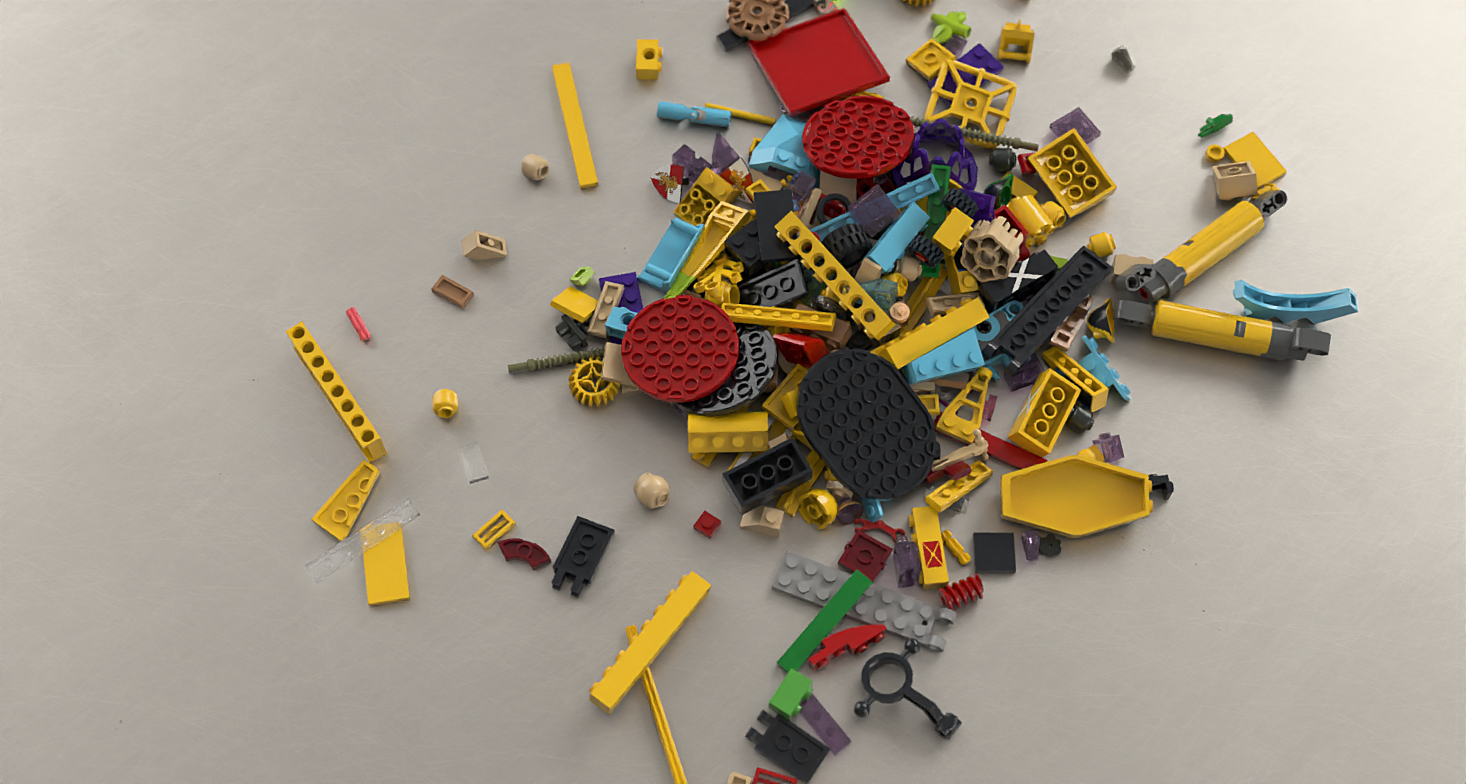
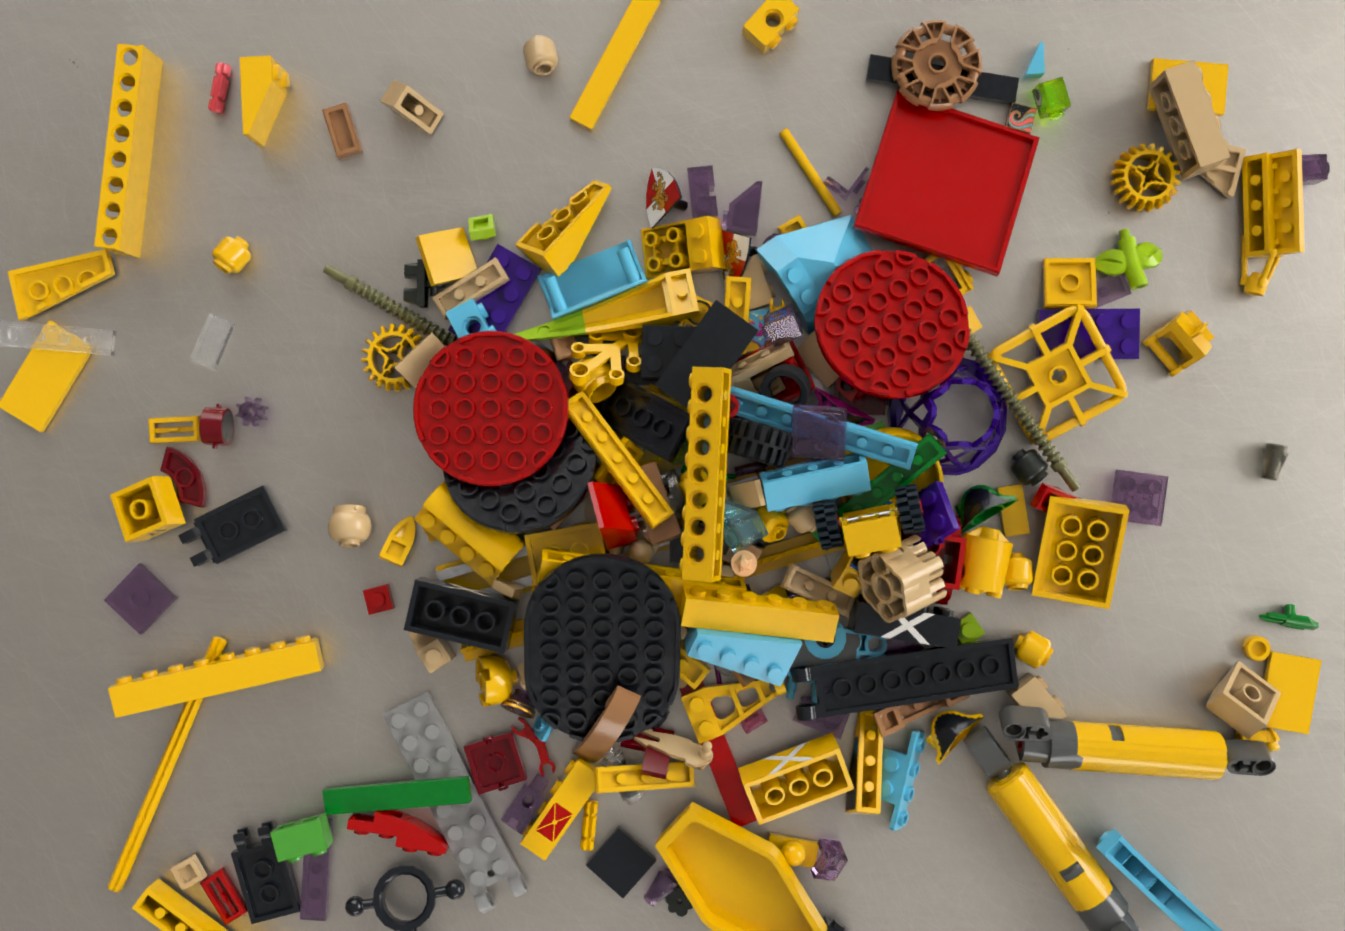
camera: 45 degrees right, 25 degrees up
(386, 297) = (261, 95): none -> yellow slope
(519, 580) = (147, 508): none -> yellow brick
(520, 501) = (216, 426): none -> dark red piece
(536, 484) = (257, 408): none -> clear purple gear
(558, 646) = (140, 598): none -> clear purple tile
(632, 243) = (560, 238): none -> yellow wedge
(680, 112) = (753, 123): medium azure piece -> none
(690, 481) = (399, 542): none -> yellow plate
(768, 105) = (843, 192): none -> clear purple bracket
(912, 471) = (608, 726): none -> medium nougat slope
(961, 592) = (550, 878): red piece -> none
(1080, 419) = (830, 811): pearl dark grey head -> none

